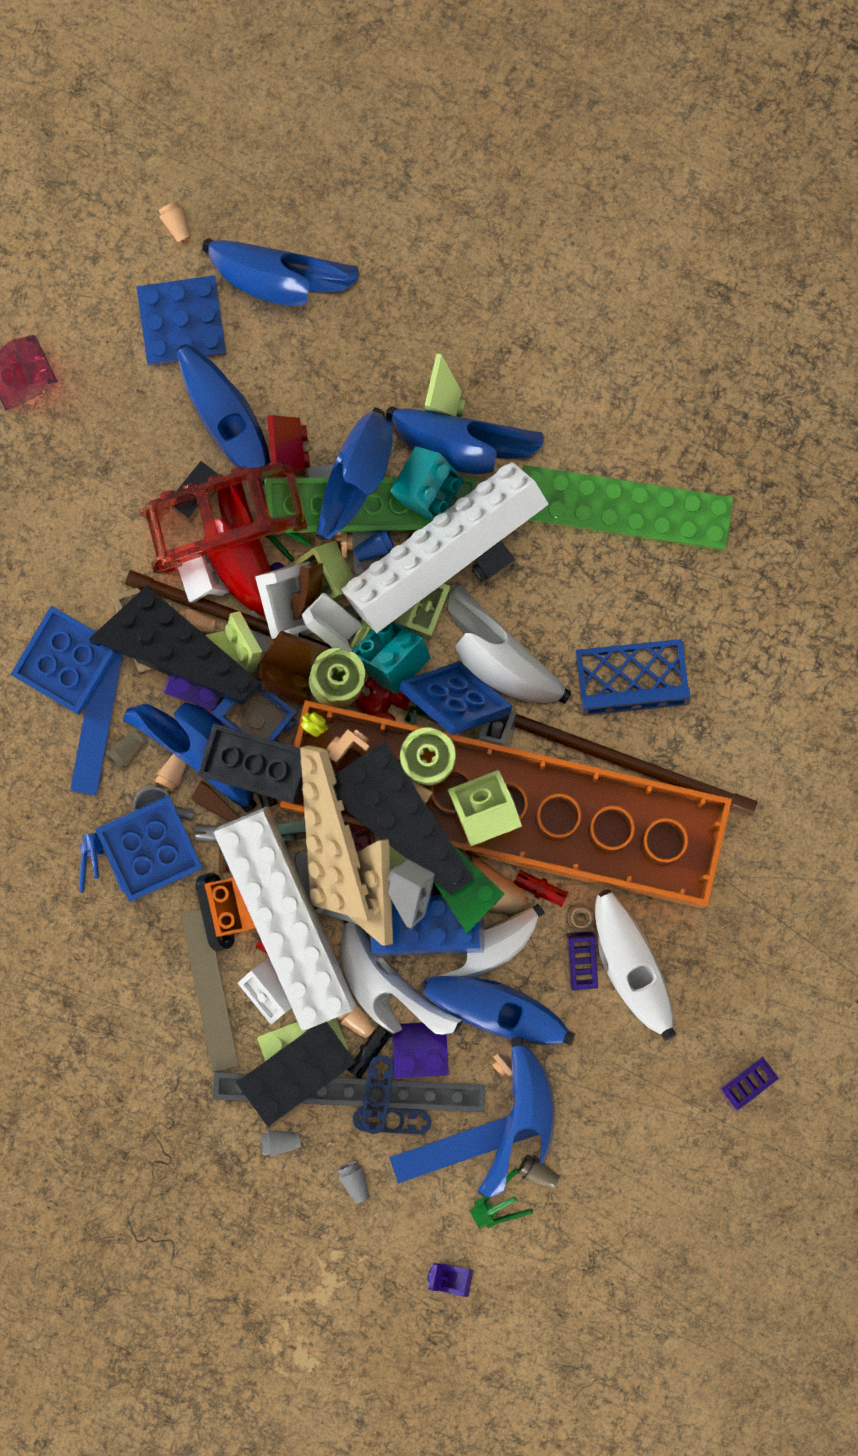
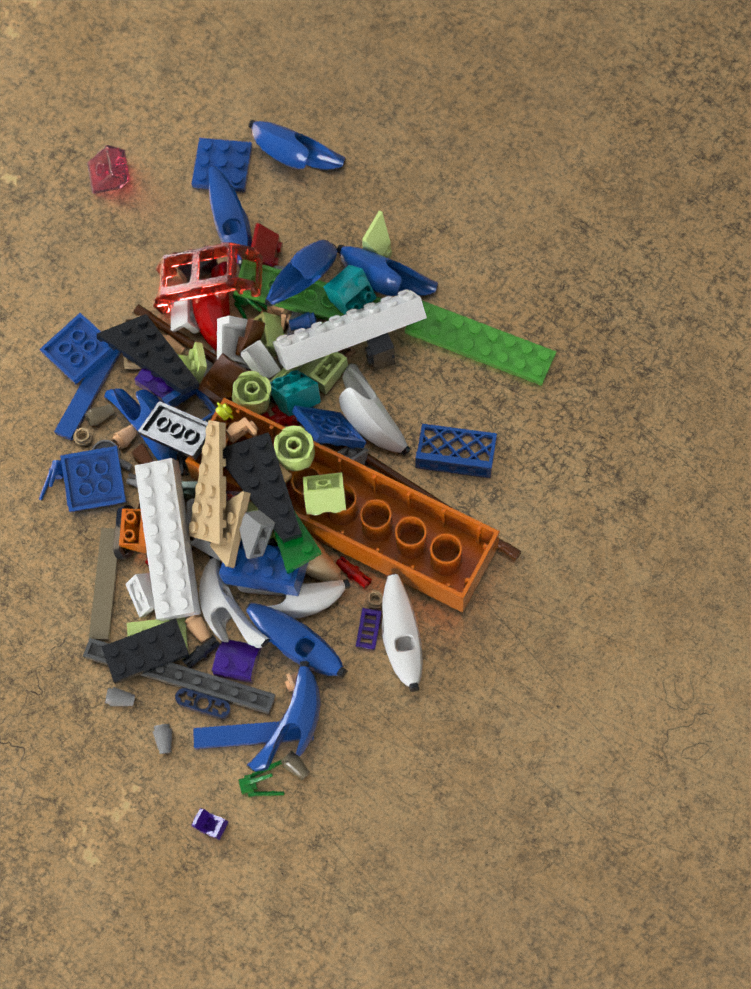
camera: 20 degrees right, 15 degrees down
(103, 787) = (80, 432): none -> tan plate
(175, 220) = (236, 104): light nougat cone -> none
(367, 1100) = (196, 695): dark blue beam -> none
(732, 1098) = (459, 752): dark purple slope -> none

